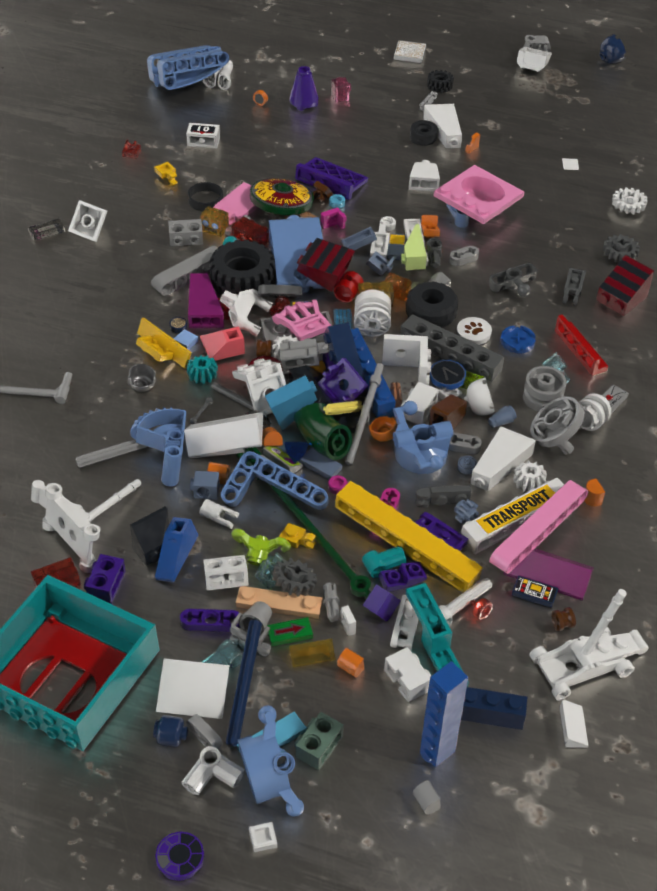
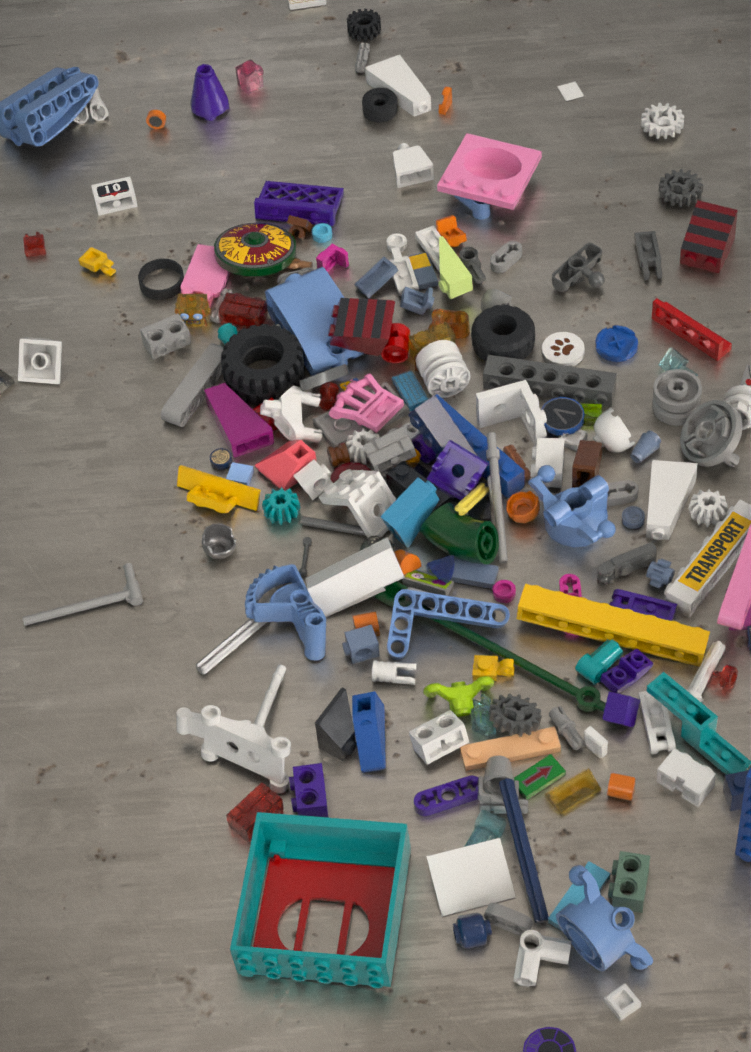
camera: 15 degrees left, 5 degrees up
(234, 357) = (314, 478): none -> white brick

